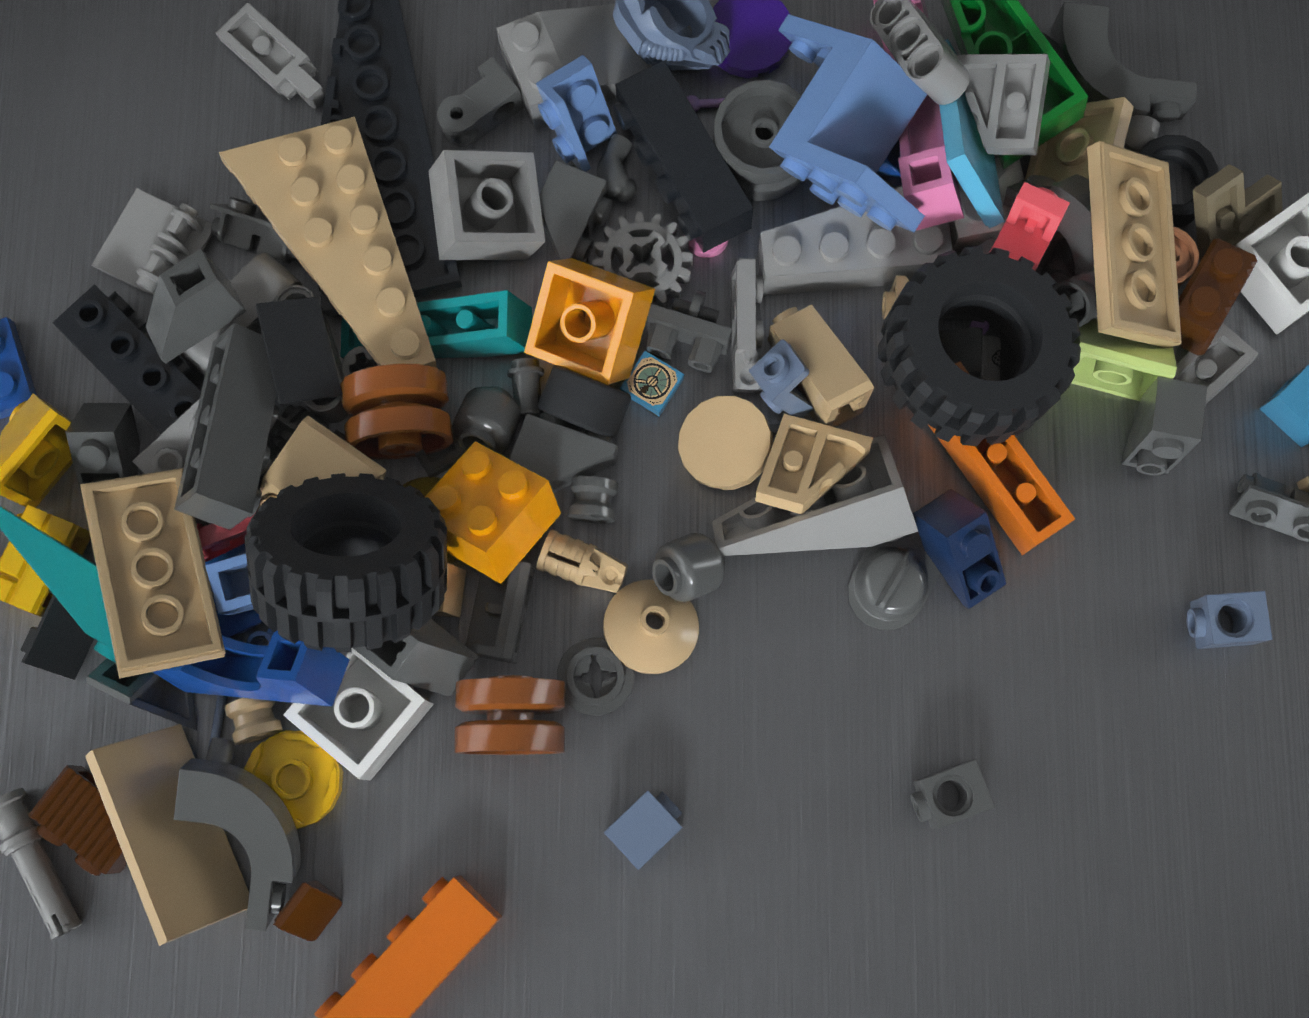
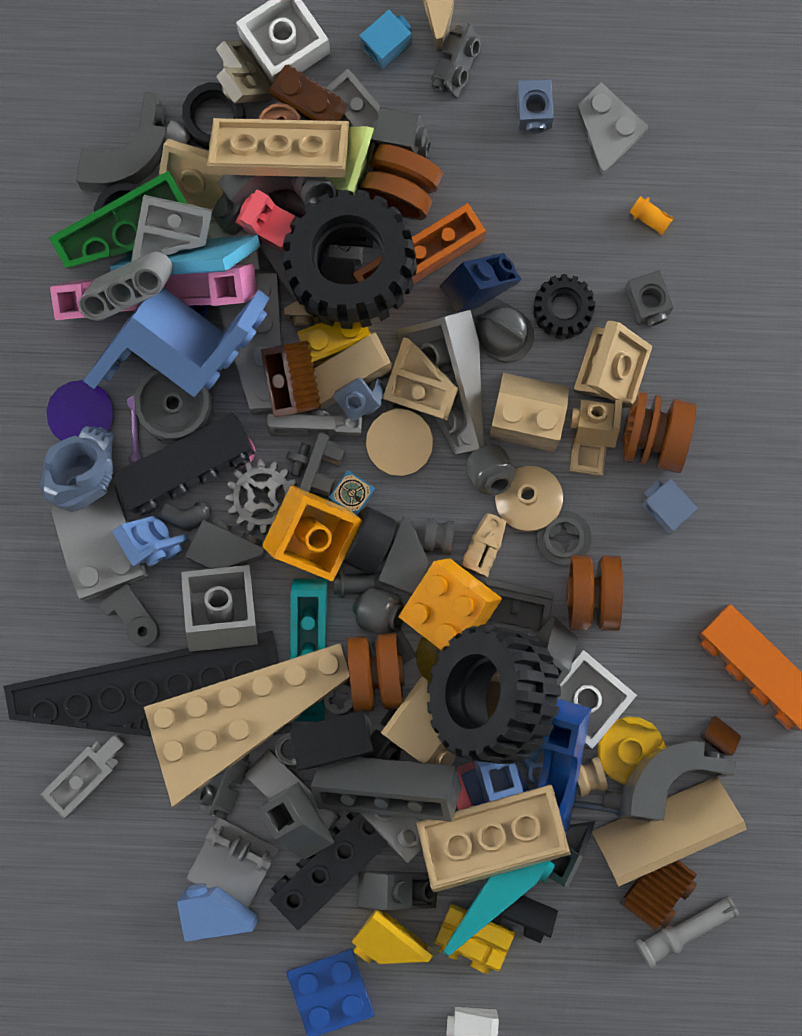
camera: 85 degrees left, 5 degrees up
(83, 219) = (213, 913): none -> medium blue slope
(714, 710) = (587, 459): none -> tan tile
(750, 808) = (659, 432): none -> dark orange wheel
(762, 719) = (597, 423): none -> tan brick
(776, 617) = (529, 412): none -> tan slope
(802, 279) = (290, 378): none -> reddish brown brick
(849, 744) = (613, 364): none -> tan bracket
(859, 328) = (331, 340): none -> yellow brick
(961, 663) = (572, 288): none -> black tyre
(1078, 796) = (651, 215): none -> light orange pin
(1099, 427) = (402, 180): none -> dark orange wheel
(1208, 733) = (609, 126): none -> light grey wing

